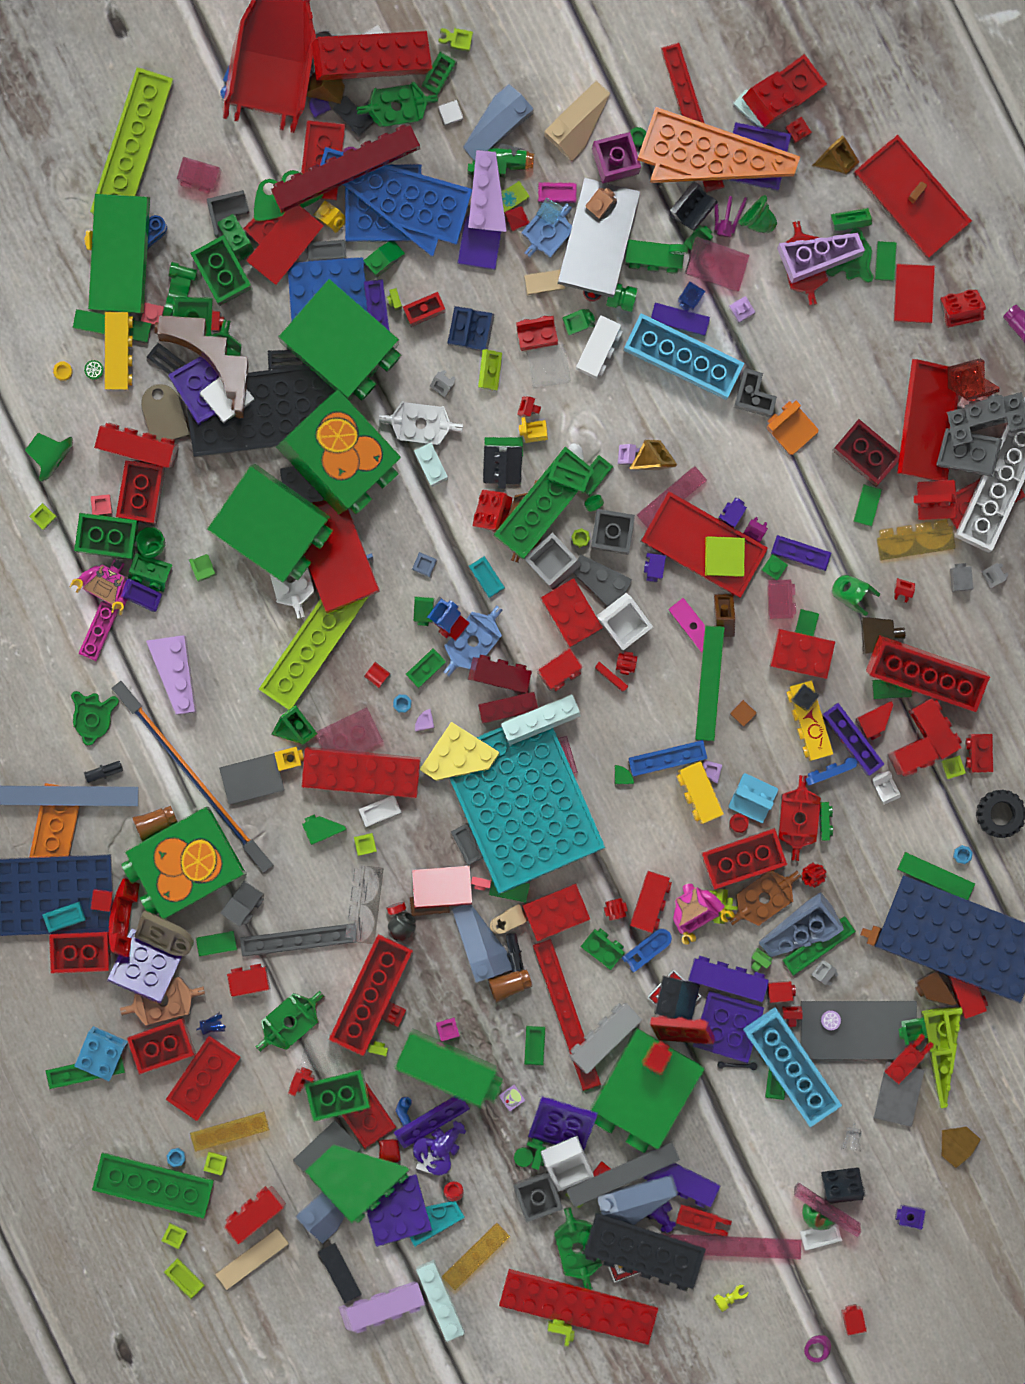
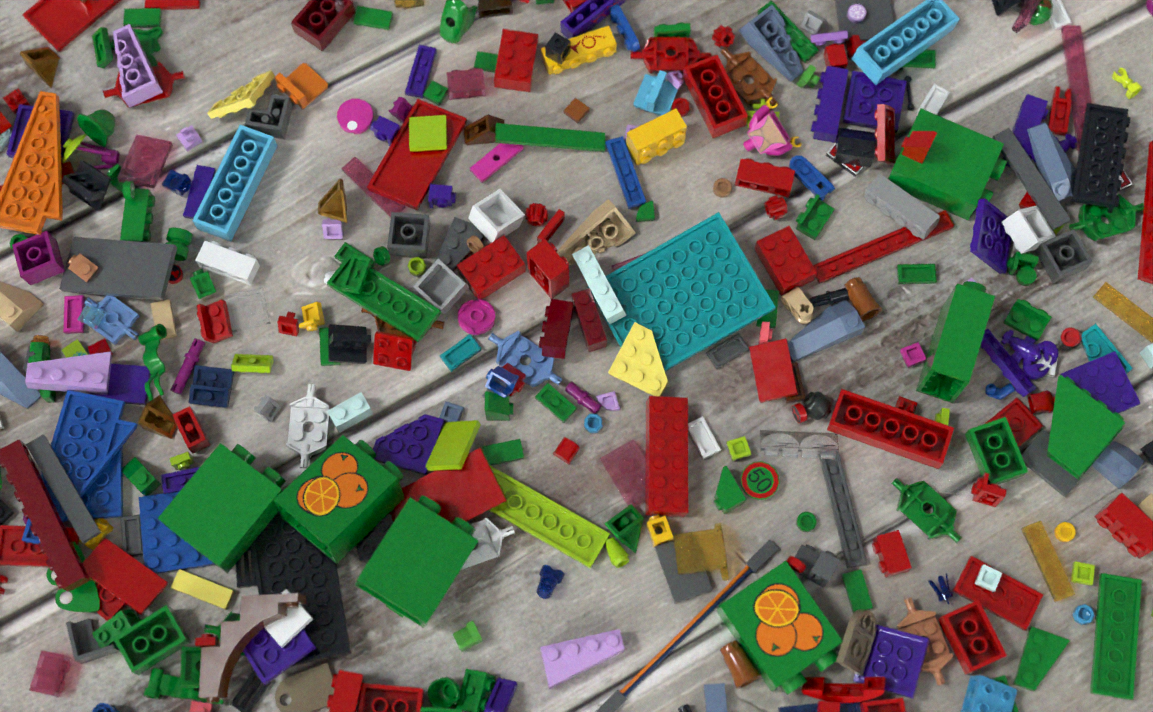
camera: 90 degrees left, 15 degrees down
(139, 1108) = (1037, 657): none -> green wing
(215, 1069) = (988, 578): none -> light aqua plate
(241, 884) = (795, 564): none -> red tile
(251, 650) = (548, 581): none -> clear blue plate
(258, 1153) = (1064, 532): none -> yellow tile
(264, 797) = (701, 551): none -> clear yellow piece
(268, 317) = (202, 589): none -> light yellow tile
(270, 715) = (616, 553): none -> lime cone
(288, 902) = (806, 522): none -> green tile
(330, 861) = (759, 480): none -> piece
(372, 186) = (63, 488): none -> dark grey tile
(380, 613) = (504, 452): none -> green tile
(386, 564) = (453, 445): none -> lime tile
(394, 522) = (410, 444): none -> dark purple plate
(429, 695) = (583, 397): none -> magenta pin
(441, 277) = (157, 418): none -> pearl gold slope
(475, 1150) = (1027, 319): none -> green bracket
(499, 309) = (185, 371): none -> magenta pin
(502, 269) = (155, 365): none -> green flag
(522, 595) = (476, 317): none -> dark pink tile
(595, 598) = (474, 244): none -> medium nougat tile
(604, 725) = (600, 231): none -> tan wedge
(644, 857) = (722, 187): none -> medium nougat tile
(723, 1089) = (934, 99): none -> white tile
(735, 191) = (70, 146): none -> lime dish
(754, 482) = (355, 116): none -> dark pink tile
(768, 820) = (675, 79): none -> lavender tile
(780, 367) = (243, 96): none -> light yellow plate
(804, 981) = (837, 36): none -> medium lavender plate

